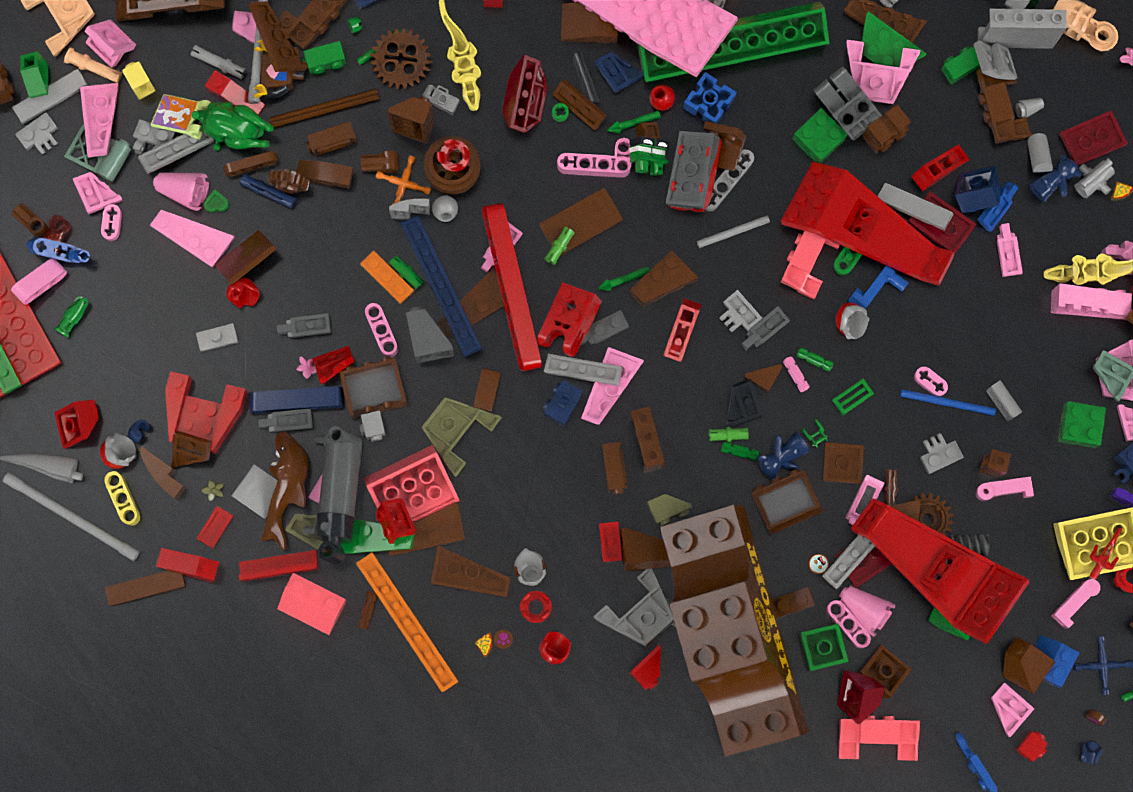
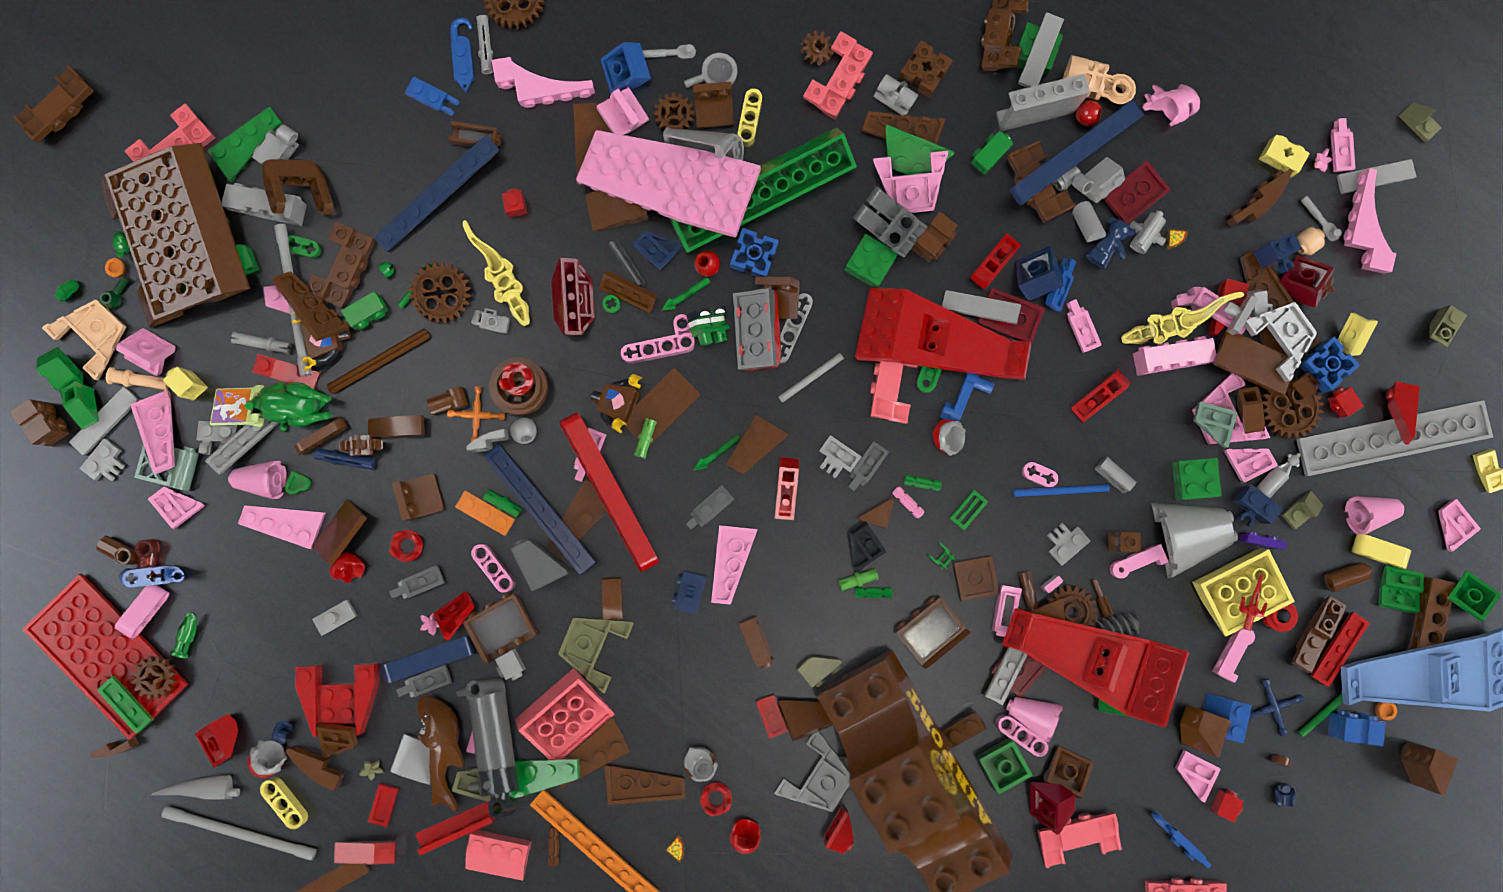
camera: 20 degrees left, 5 degrees up
(23, 36) = (58, 369): none -> green brick
(34, 353) = (155, 686): none -> reddish brown gear
(106, 221) = (197, 531): bright pink beam -> none
(297, 279) = (396, 541): none -> red piece
(328, 245) = (418, 497): none -> reddish brown bracket
(331, 139) = (393, 391): reddish brown window -> none
(395, 520) = (556, 756): red bracket -> none
(412, 118) = (466, 352): reddish brown slope -> none
(503, 639) = (693, 838): reddish brown tile -> none
(542, 204) = (617, 402): none -> torso
(569, 316) = (674, 512): red brick -> none
(583, 369) = (700, 554): light grey tile -> none
(647, 439) = (781, 609): reddish brown window -> none
(648, 130) = (702, 300): reddish brown slope -> none
(783, 455) = (917, 587): dark blue piece -> none
(818, 564) = (977, 682): tile -> none
(914, 488) = (1051, 584): none -> bright pink tile
(960, 517) = (1102, 600): none -> reddish brown axle
(995, 60) = (1023, 141): light grey slope -> none
(1009, 321) = (1101, 395): none -> red slope
(1044, 84) = (1076, 152): none -> dark blue beam
(1060, 116) = (1100, 180): none -> light grey hinge
(1065, 478) = (1193, 533): none -> light grey cone
(1066, 51) = (1088, 113): none -> red piece

